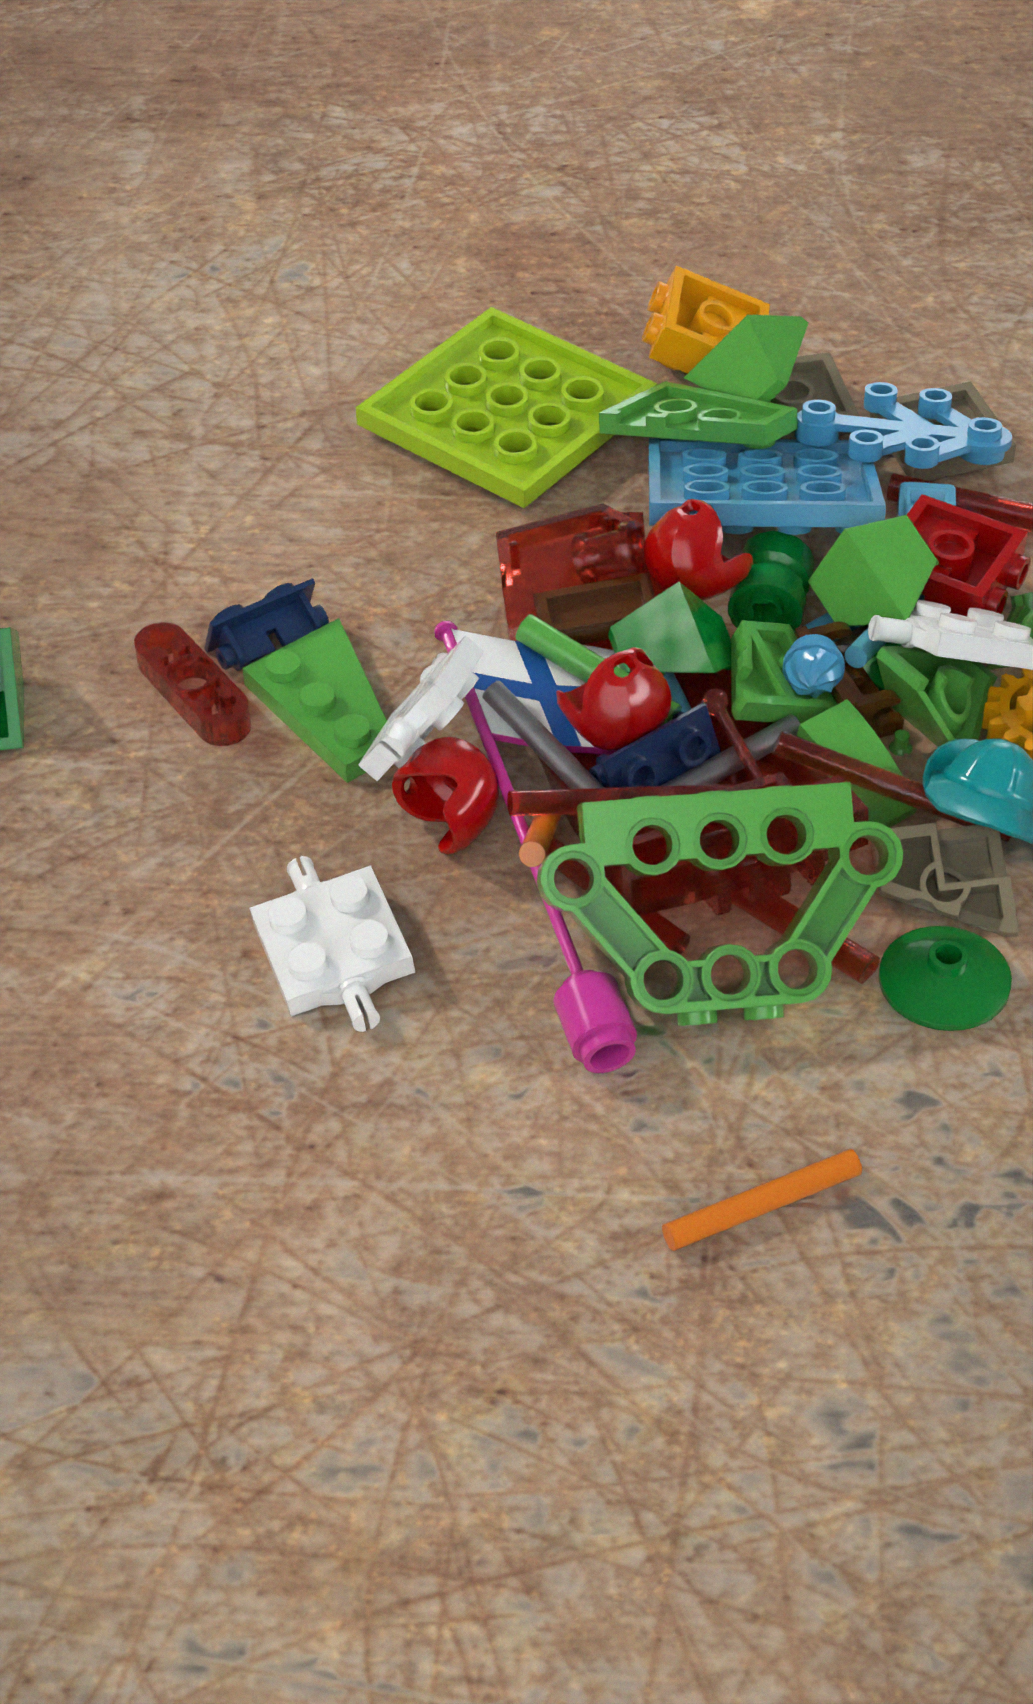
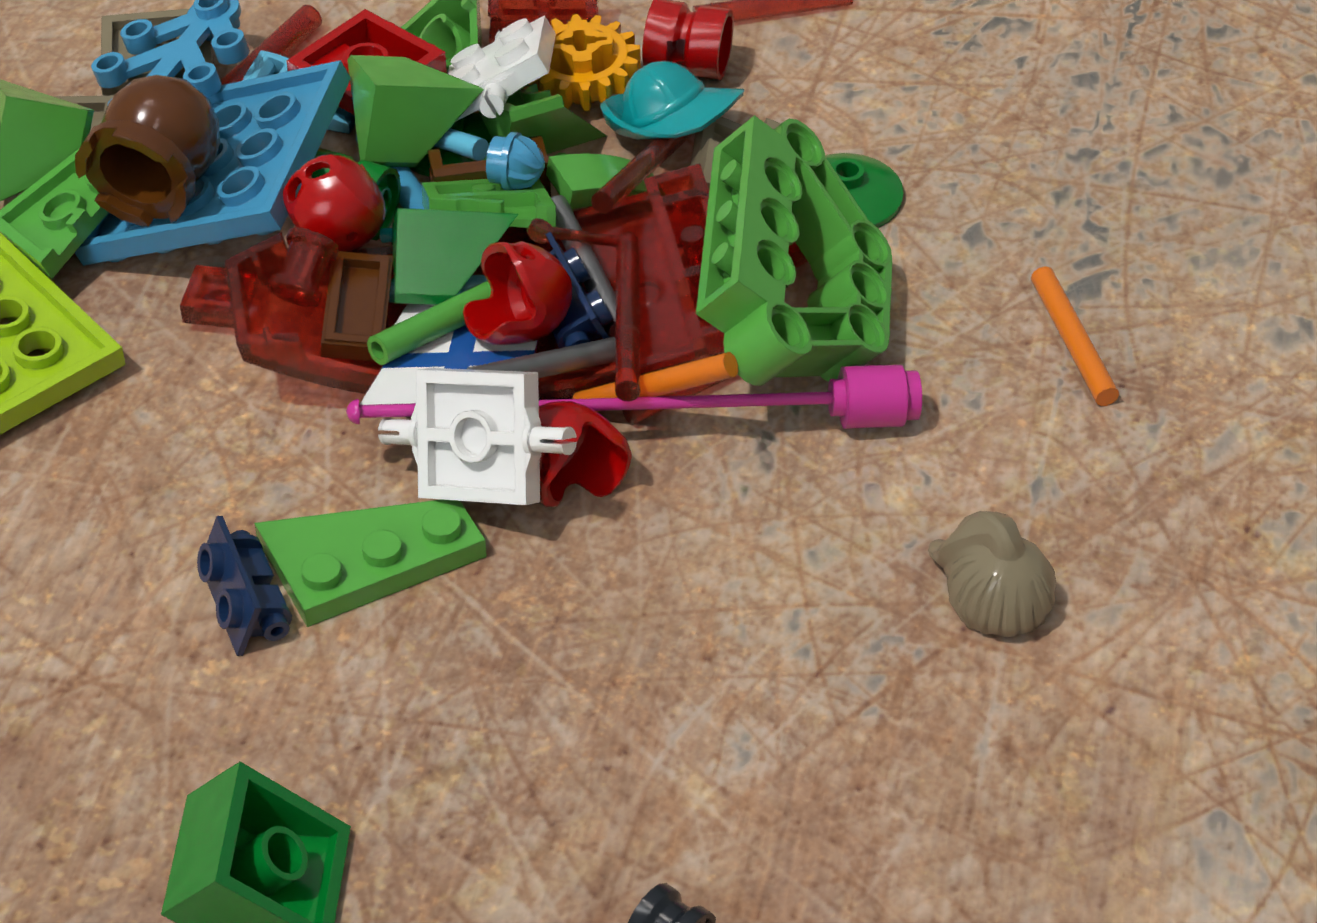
camera: 80 degrees left, 0 degrees up
(195, 704) = (292, 685): clear red beam -> none
(332, 942) = (721, 578): white plate -> none
(356, 1147) = (995, 575): none -> dark tan hair
(721, 413) = (150, 149): none -> reddish brown tile

